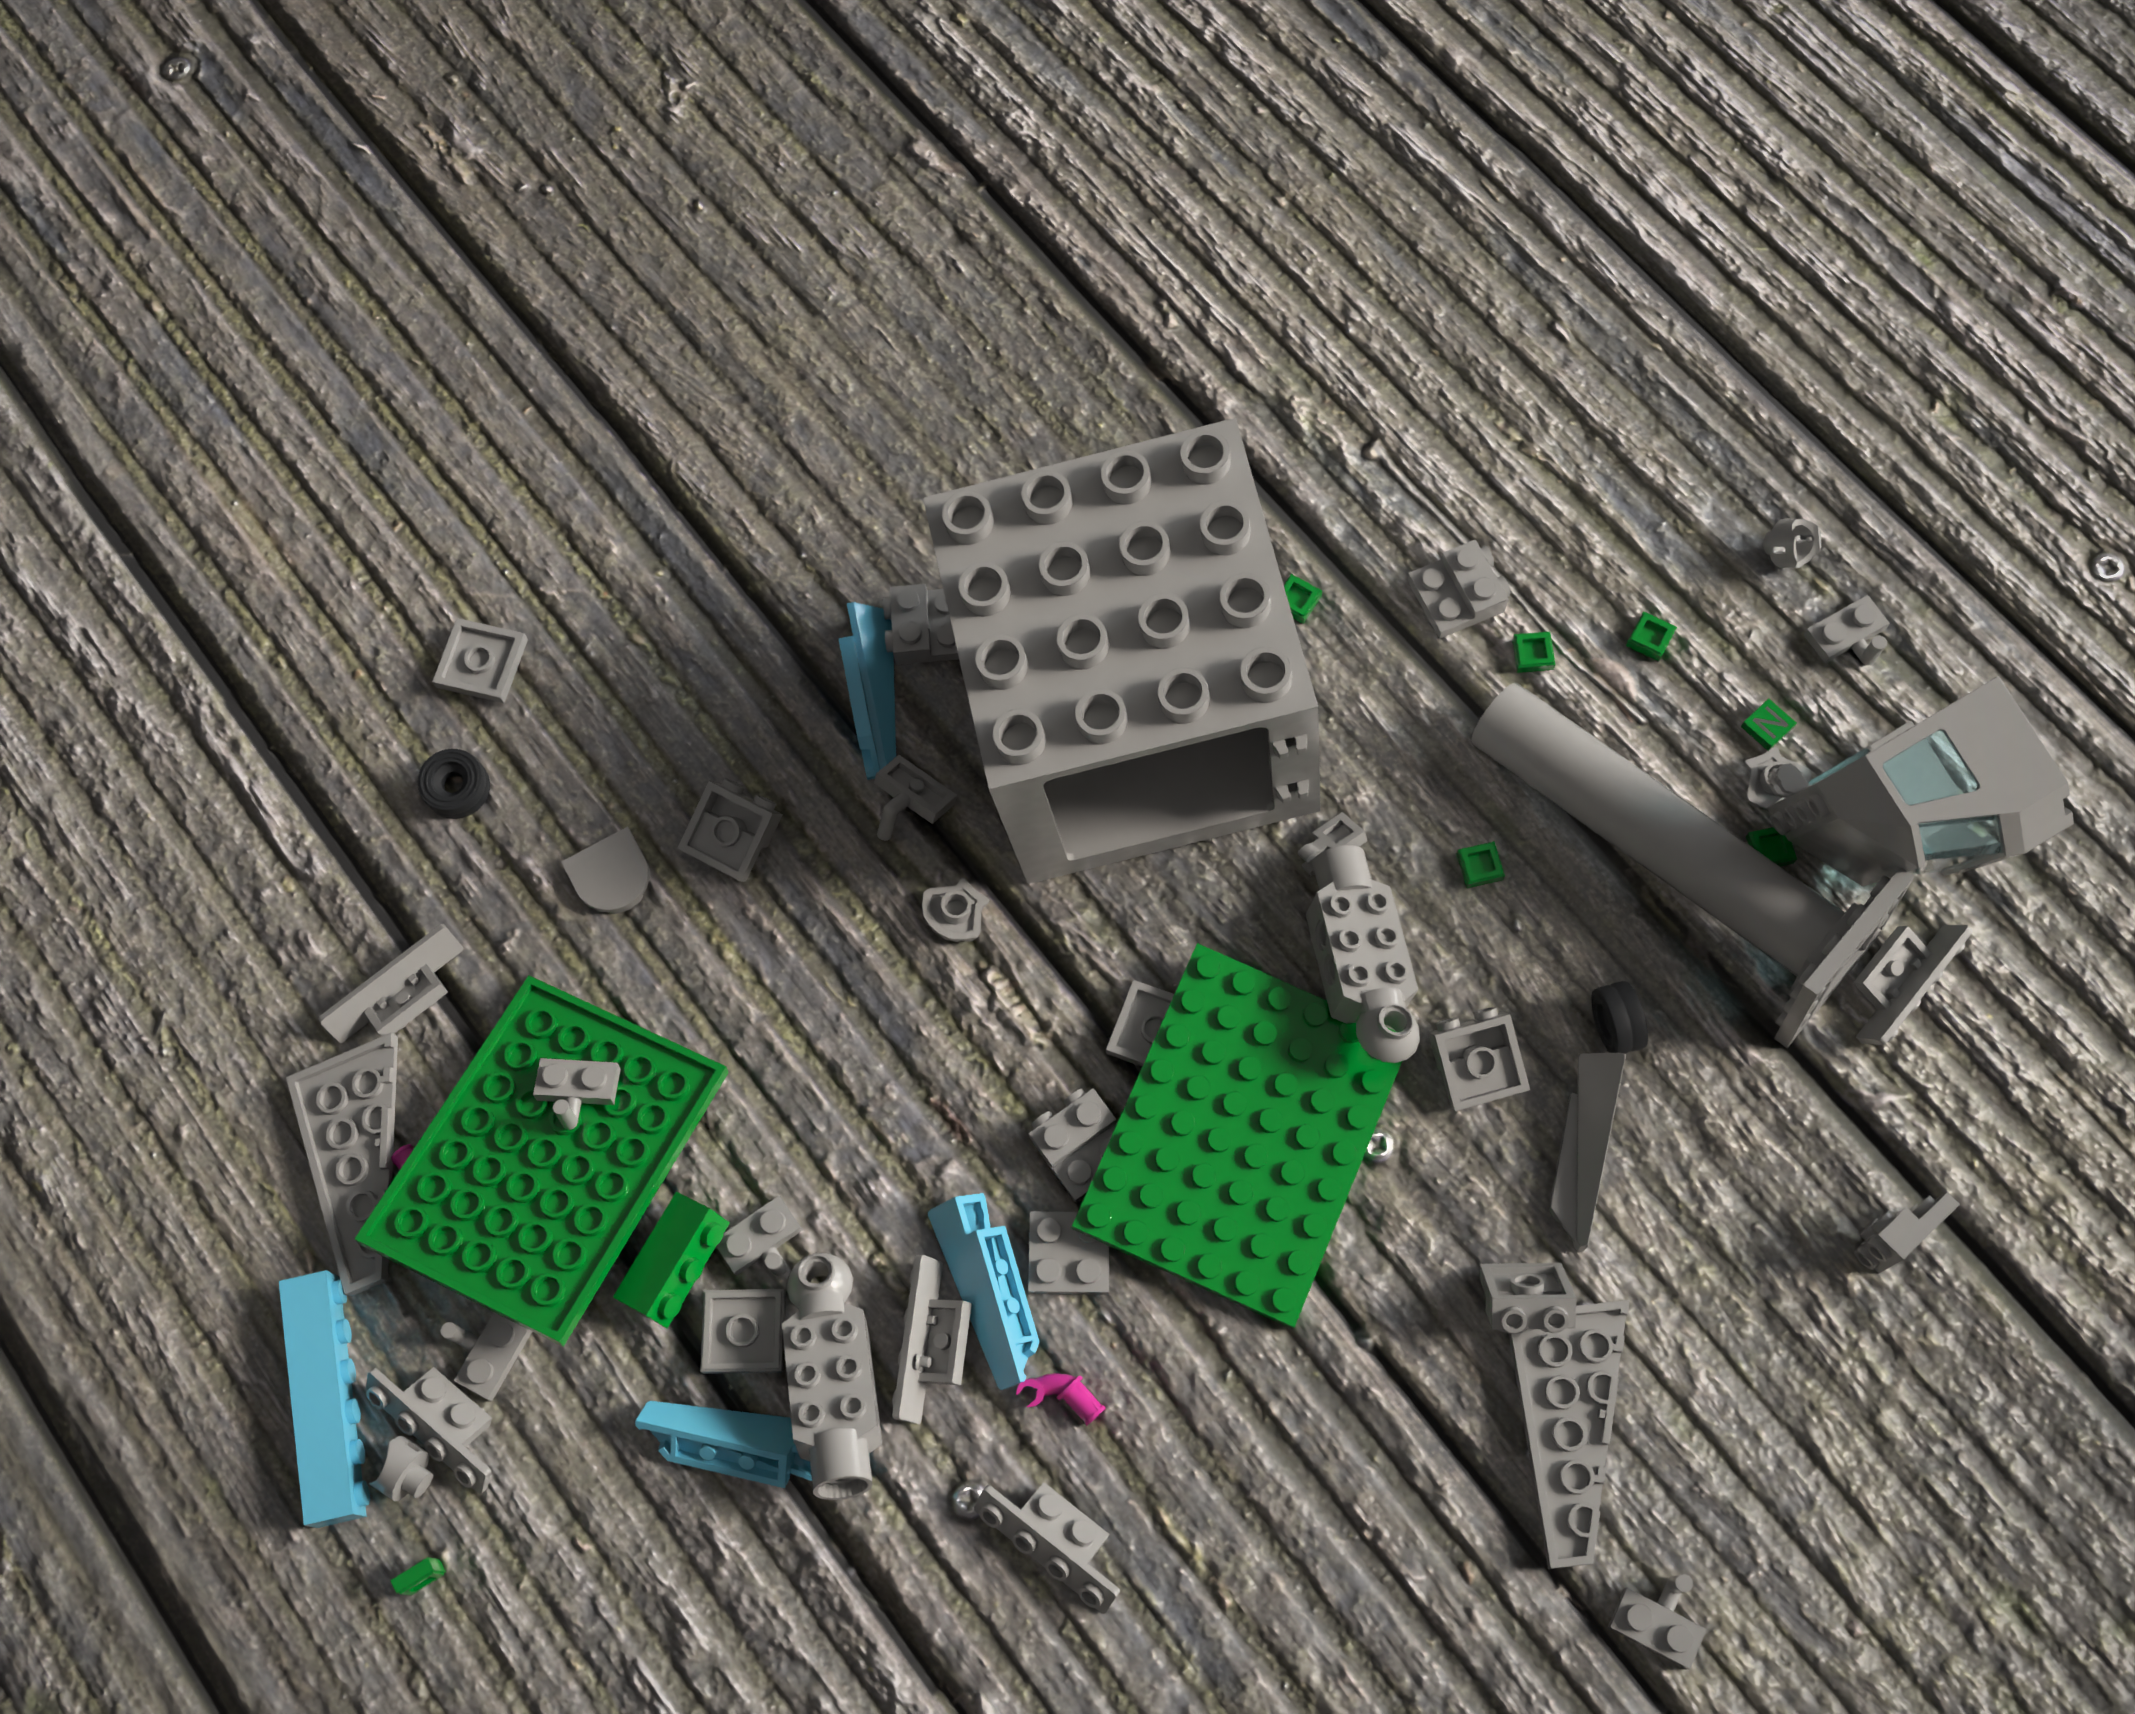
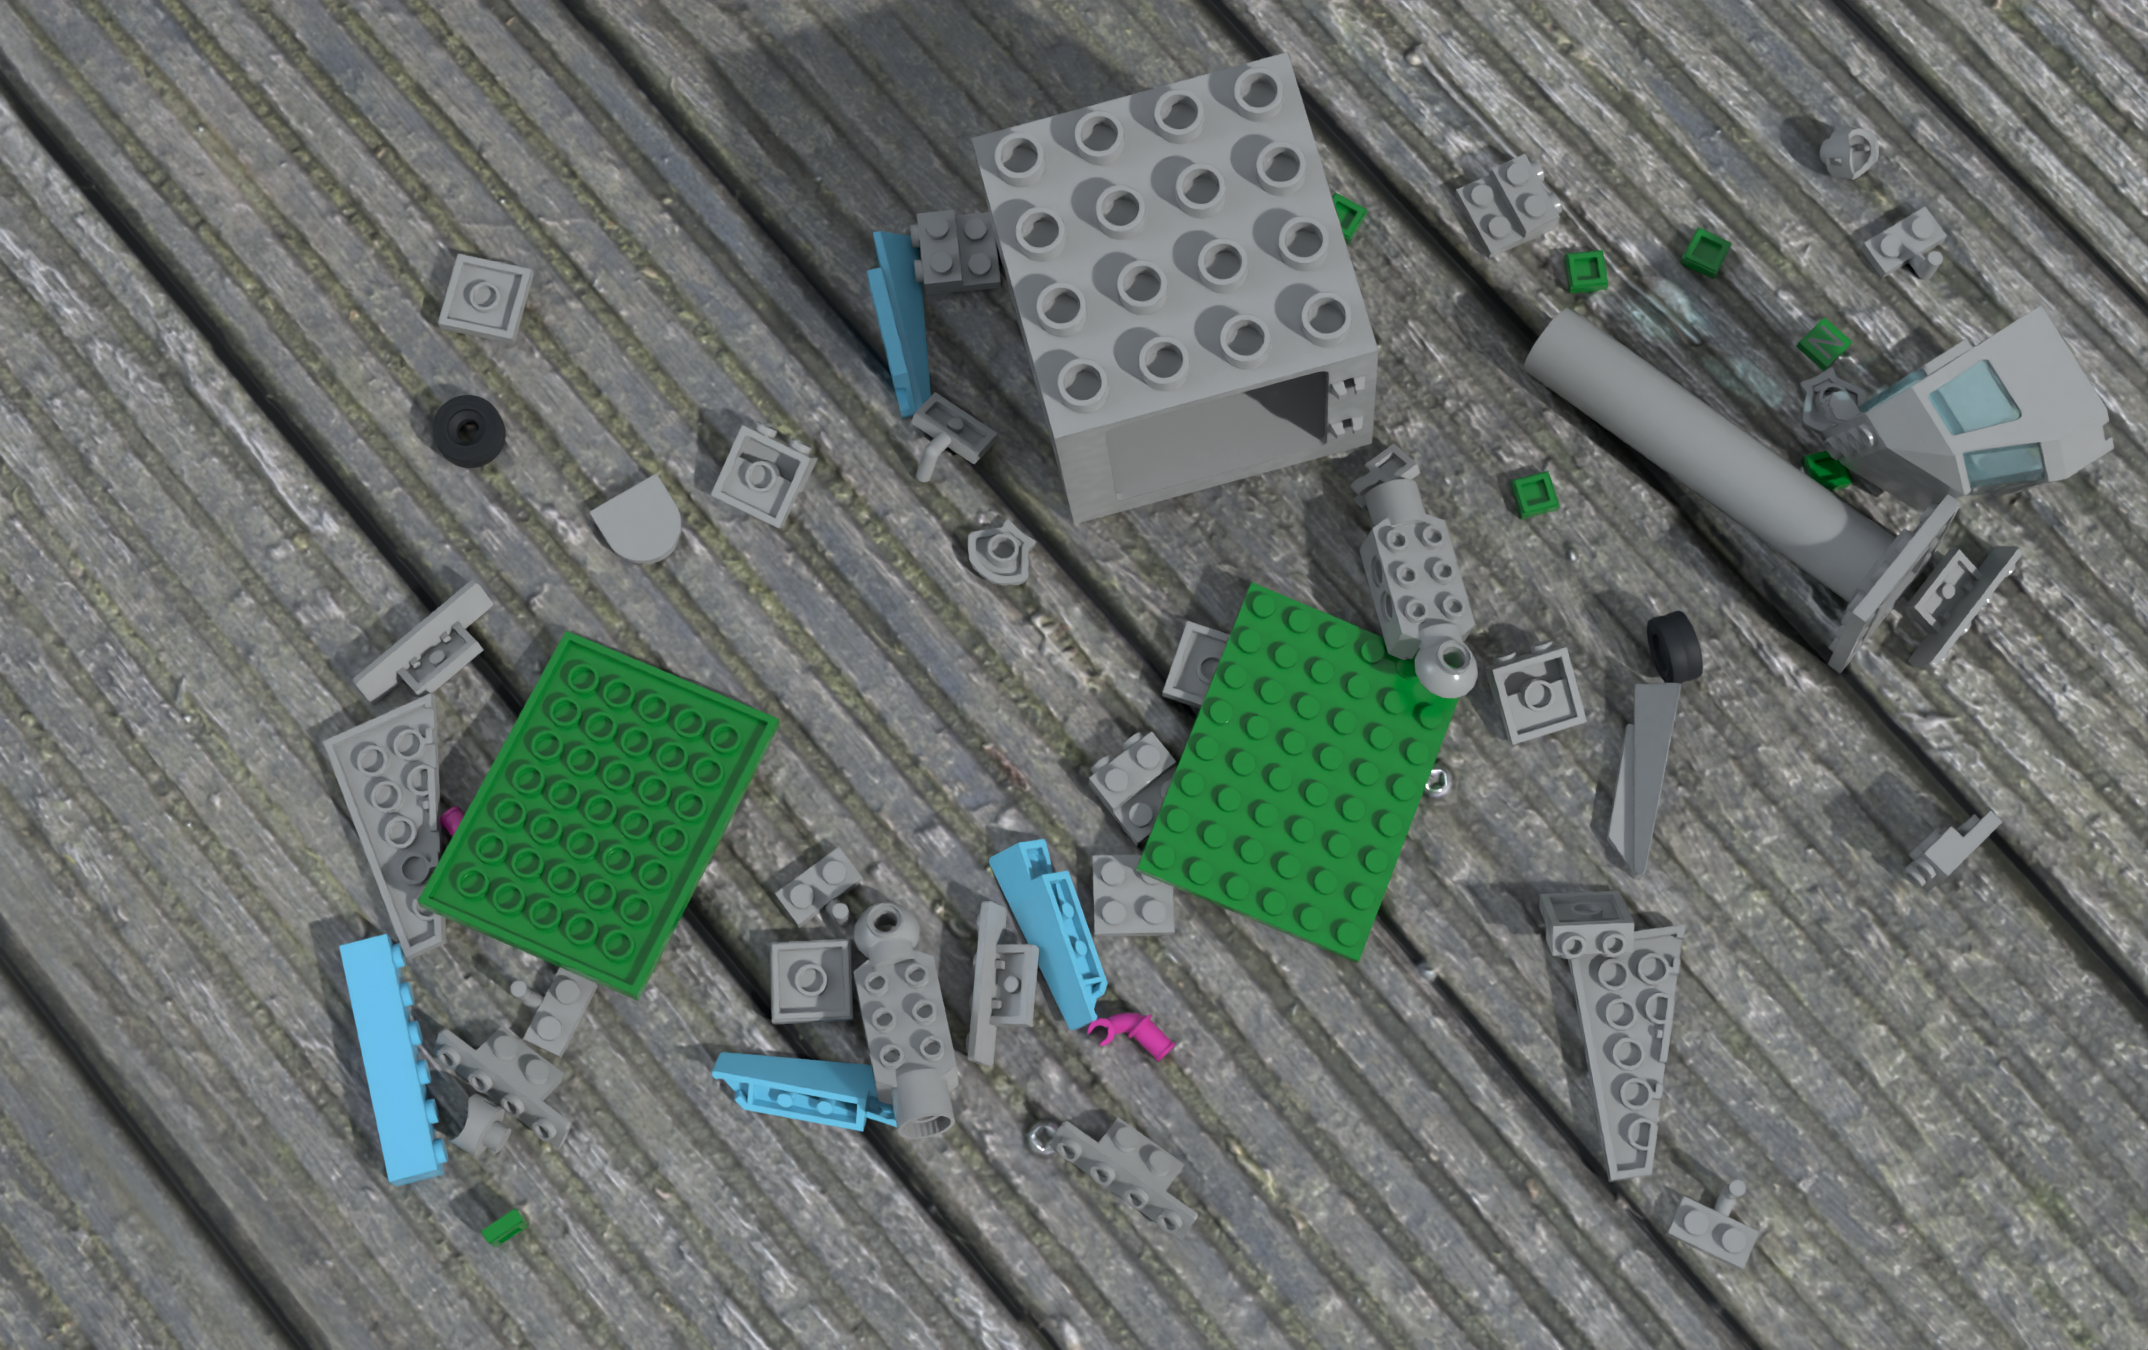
camera: 10 degrees left, 5 degrees up
(574, 1083) = (626, 741): light grey plate -> none
(671, 1259) = (736, 913): green brick -> none
(922, 1362) = (993, 1005): light grey piece -> none

